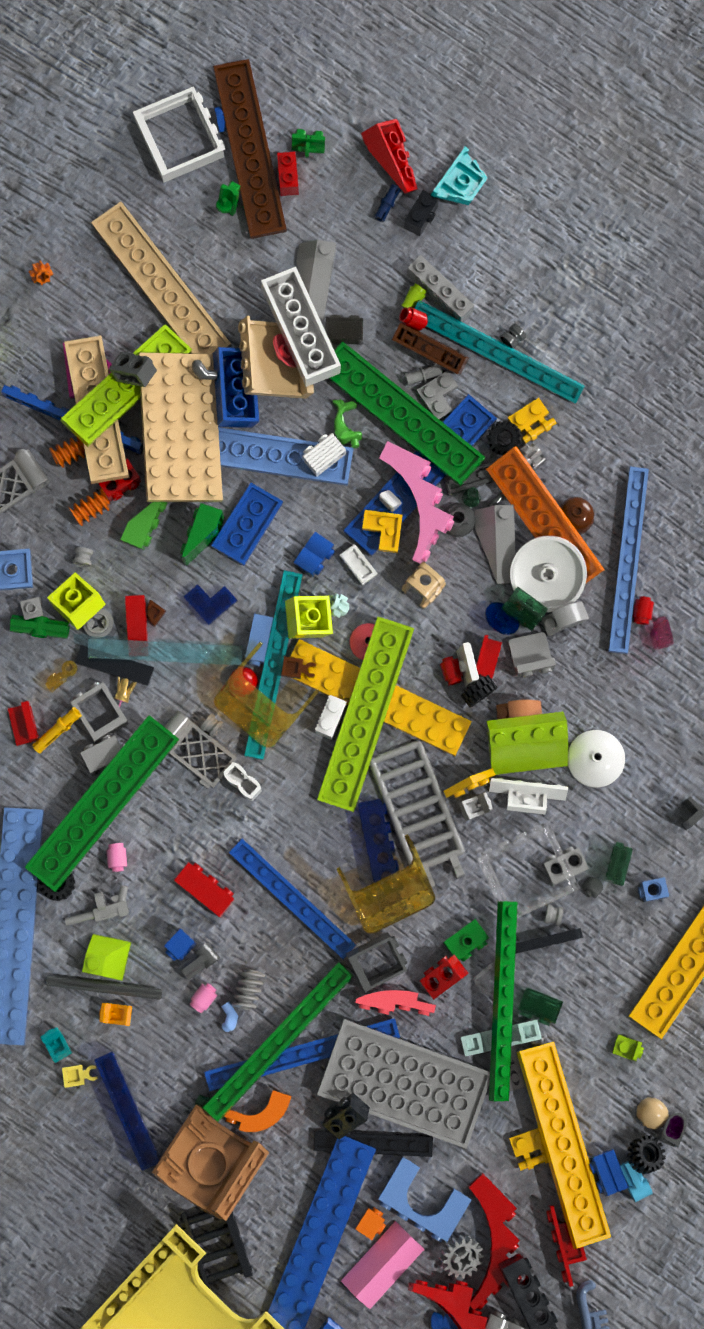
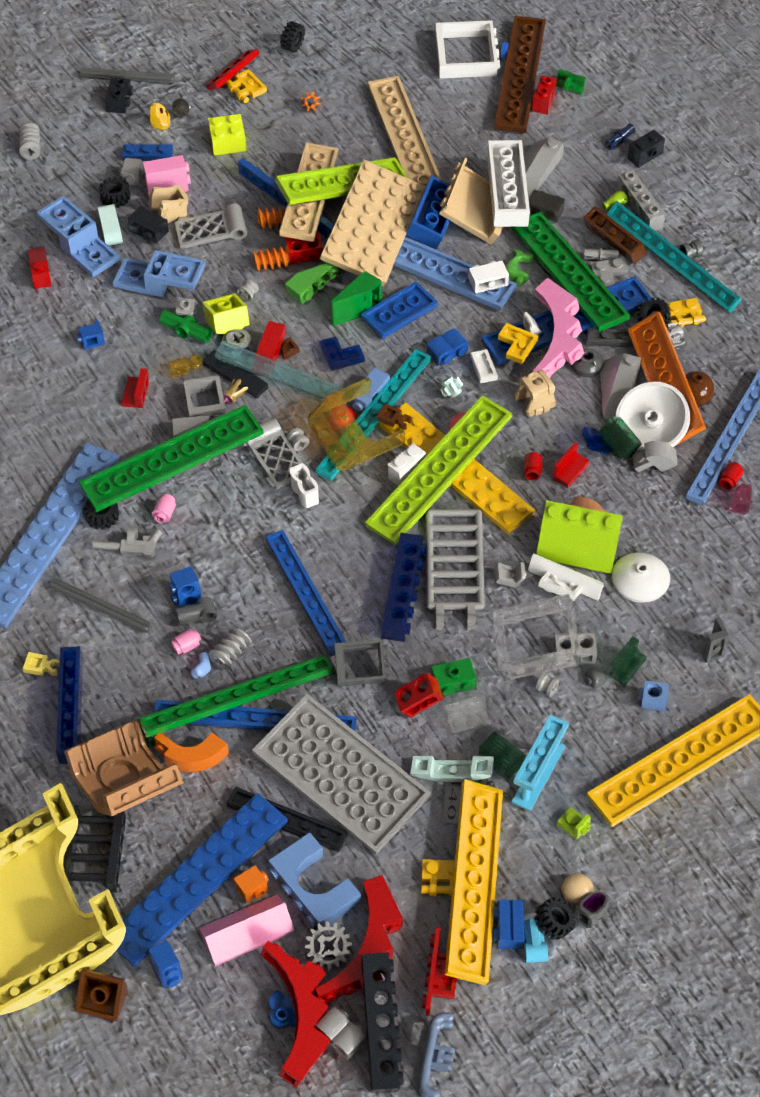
camera: 25 degrees right, 25 degrees down
(56, 1044) = (33, 631): teal bracket -> none
(63, 724) = (162, 397): yellow pin -> none
(106, 957) = (113, 583): lime slope -> none
(115, 1014) = (98, 627): light orange bracket -> none
(133, 369) = (352, 163): dark grey brick -> none
(202, 373) = (410, 190): dark grey arm -> none
(205, 889) = (230, 558): red brick -> none
(228, 198) = (486, 95): green hips -> none
(282, 351) = (485, 196): coral dish -> none
(308, 617) = (421, 383): neon yellow brick -> none
(346, 1116) = (271, 775): black brick -> none
(386, 145) = (637, 100): red wedge -> none
(386, 1002) = (358, 700): coral slope -> none
(392, 896) = (398, 610): clear yellow windscreen -> none
(413, 318) = (608, 207): red brick -> none
(461, 180) = (688, 136): wing -> none
(467, 664) = (548, 461): white plate -> none
(469, 783) = (510, 547): yellow plate -> none
(471, 501) = (607, 346): clear green cone -> none
(479, 691) = (551, 484): black tyre -> none
(503, 1001) = (466, 734): green plate -> none
(531, 655) = (612, 477): light grey bracket -> none
(548, 940) = (530, 703): black beam -> none
(581, 1010) = (540, 763): none -> medium azure fence

